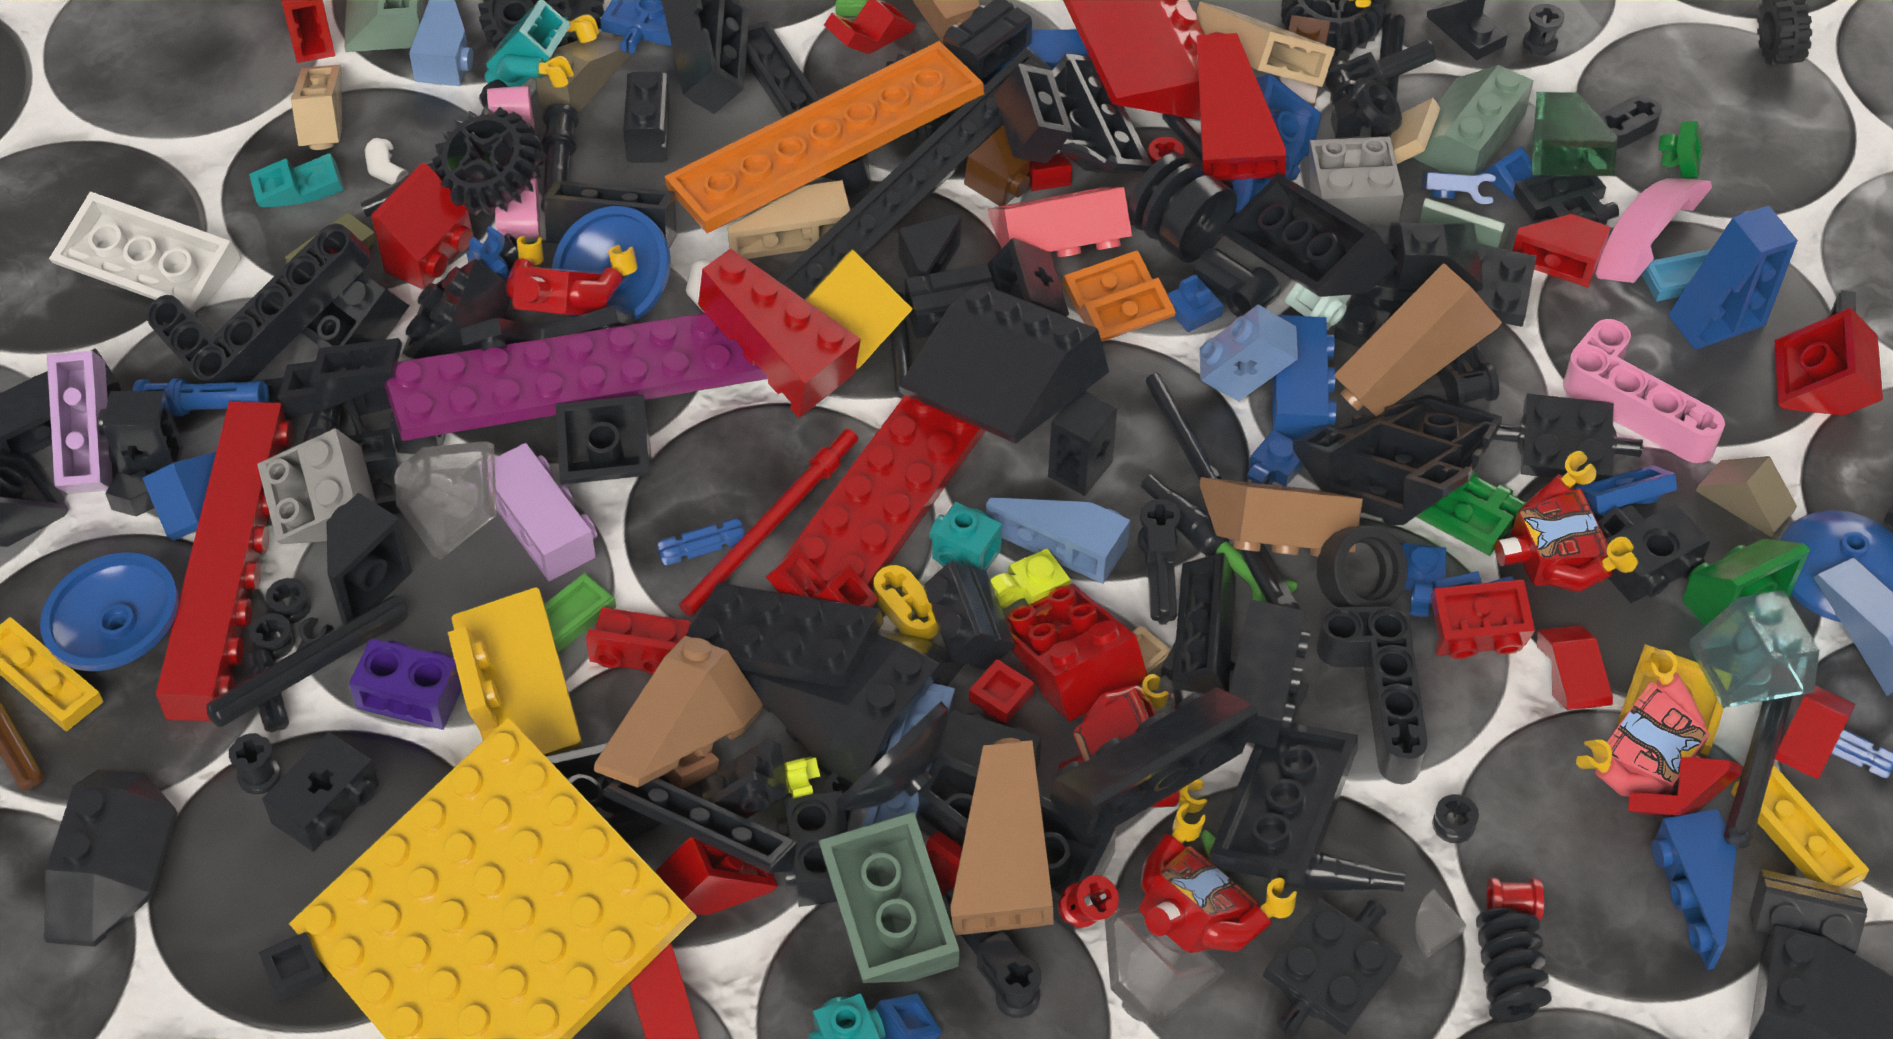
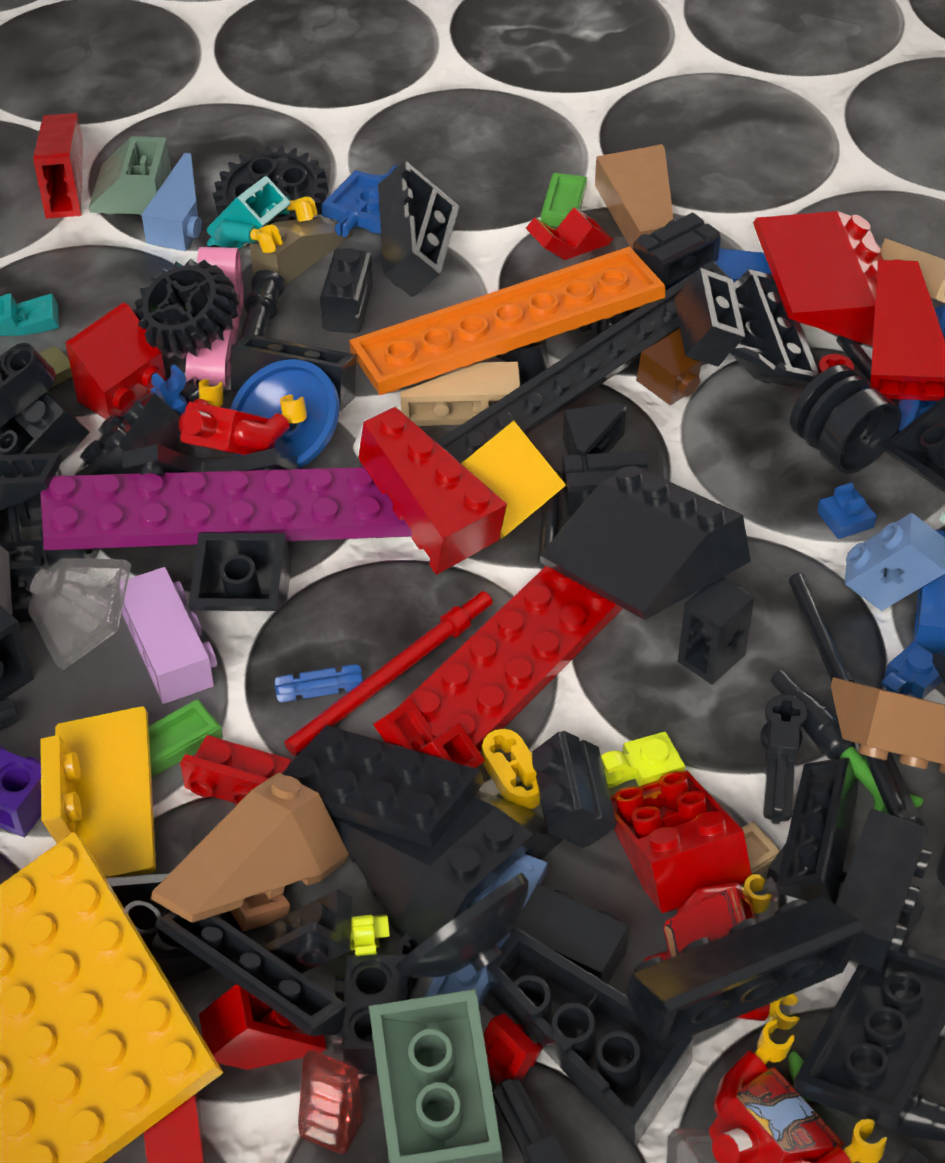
camera: 10 degrees right, 5 degrees down
(318, 106) = (51, 254): tan slope -> none
(379, 163) = (95, 302): white arm -> none
(777, 70) = (474, 260): black tile -> none
(793, 931) = (329, 1102): none -> clear red slope
(966, 537) = (583, 710): teal brick -> none
(1001, 692) = (594, 872): red tile -> none
(1004, 854) = (565, 1050): medium nougat slope -> none
(1028, 275) = (684, 463): black brick -> none
(1050, 175) = (720, 379): red slope -> none
(1065, 221) = (725, 424): coral slope -> none
(1073, 531) = (696, 718): medium blue slope -> none
(1090, 888) = (653, 1100): red bush -> none
(1118, 296) = (772, 496): orange slope -> none
(1235, 282) = (890, 494): black piece -> none

